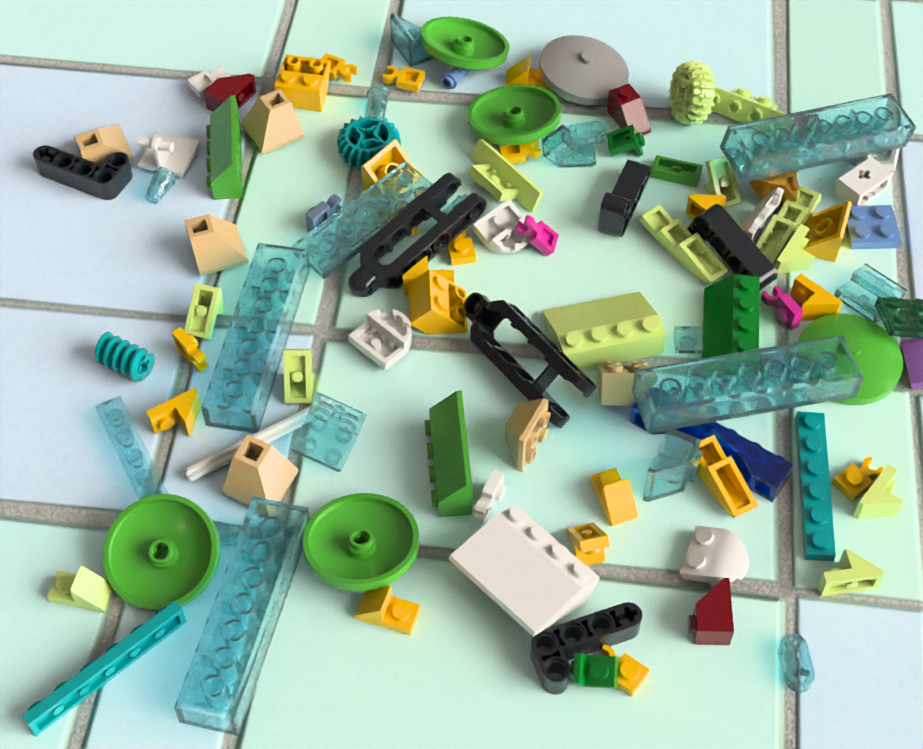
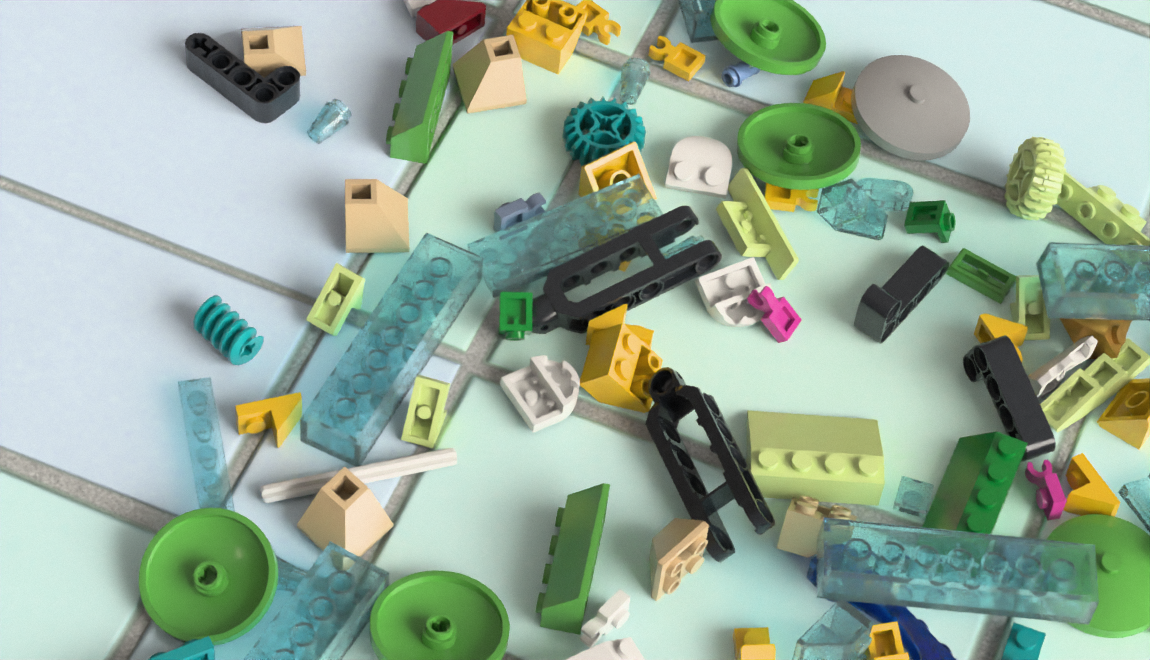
camera: 10 degrees right, 0 degrees up
(81, 590) = (106, 594): yellowish green slope -> none
(168, 152) = (351, 81): white plate -> none
(187, 346) = (305, 337): yellow plate -> none
(329, 432) = (441, 490): clear light blue bracket -> none
(345, 286) = (515, 315): none -> green bracket
(447, 148) = (700, 167): none -> white slope
(461, 250) = (674, 306): yellow plate -> none
(628, 109) = (948, 177): dark red slope -> none
(683, 246) = (952, 375): yellowish green slope -> none
(794, 256) = (1084, 427): yellowish green slope -> none

